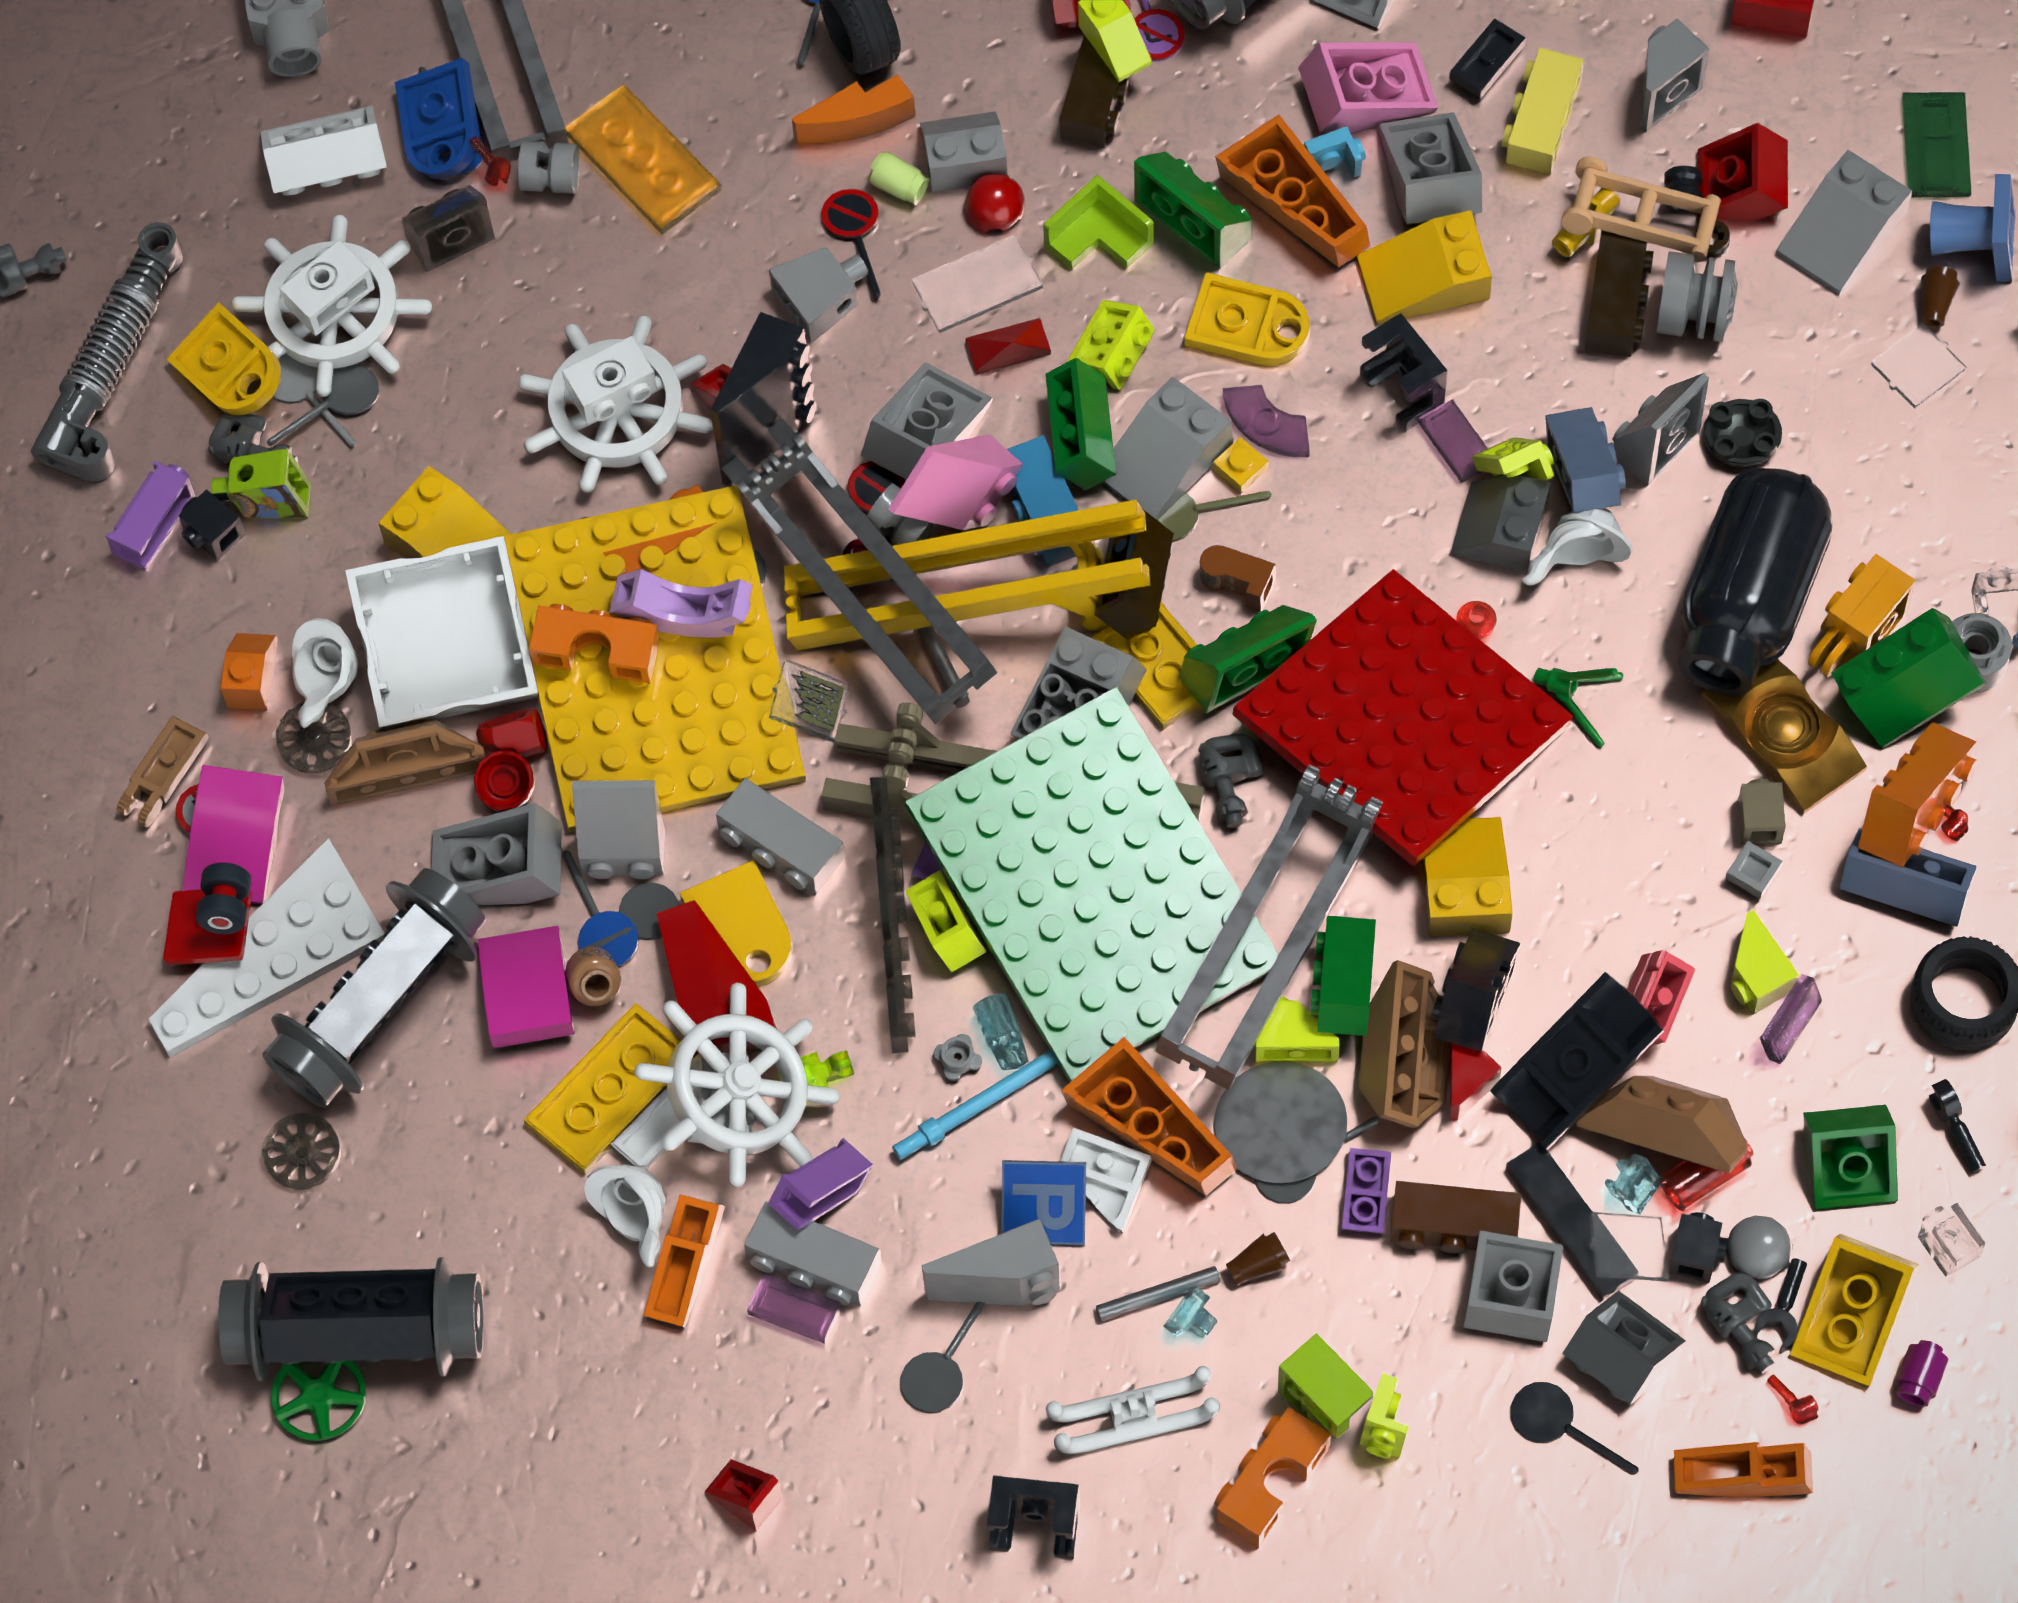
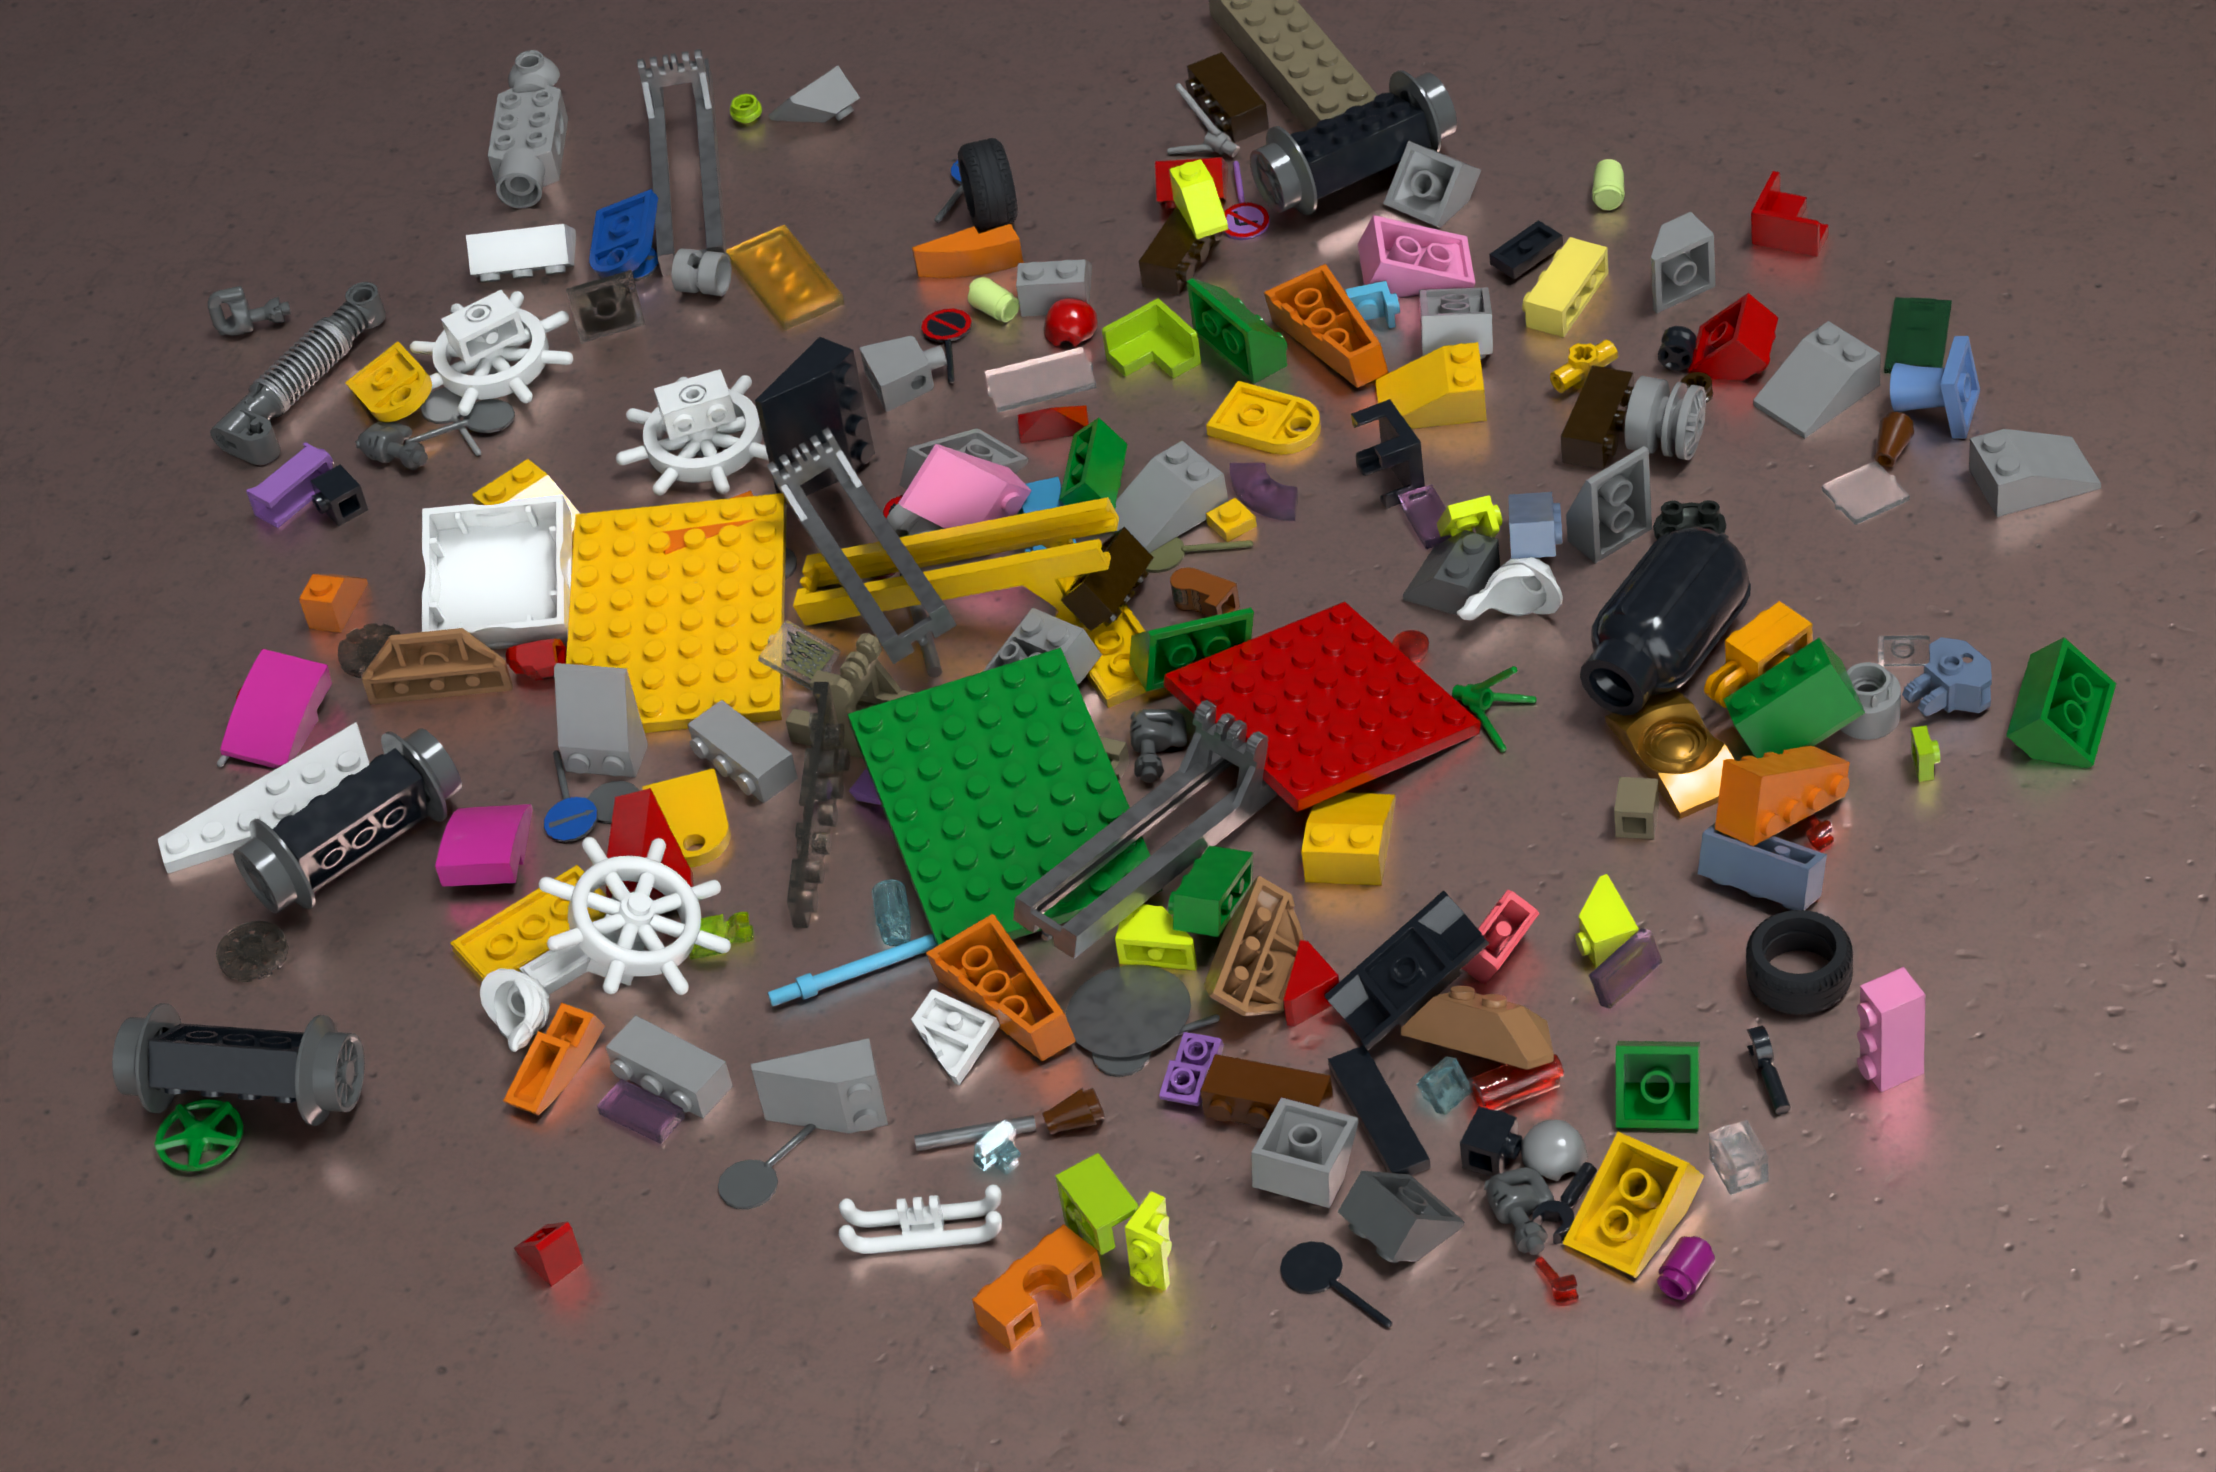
camera: 15 degrees right, 20 degrees down
(162, 769) = (232, 664): medium nougat hinge -> none
(210, 921) = (235, 758): plate -> none
(265, 486) = (392, 468): lime torso -> none
(321, 666) = (393, 593): white piece -> none
(497, 167) = (661, 272): clear red hand -> none
(502, 856) = (501, 744): light grey slope -> none
(504, 780) = (518, 691): red hair -> none
(563, 632) = (648, 591): orange arch -> none
(593, 976) = (543, 836): medium nougat head -> none
(681, 608) = (700, 569): lavender arch -> none
(820, 1185) = (688, 1006): medium lavender window -> none
(945, 921) = (866, 824): neon yellow slope -> none
(957, 1045) = (848, 930): light grey plate -> none
(1033, 1501) = (802, 1277): black panel -> none
(1045, 1192) = (897, 1041): blue piece -> none
(1114, 341) = (1147, 423): neon yellow bracket -> none
(1474, 989) = (1326, 908): black wedge -> none
(1594, 173) = (1595, 324): light nougat piece -> none
(1629, 1246) = (1425, 1135): clear piece -> none
(1744, 1470) = (1494, 1330): orange slope -> none
(1754, 869) = (1620, 851): light grey plate -> none

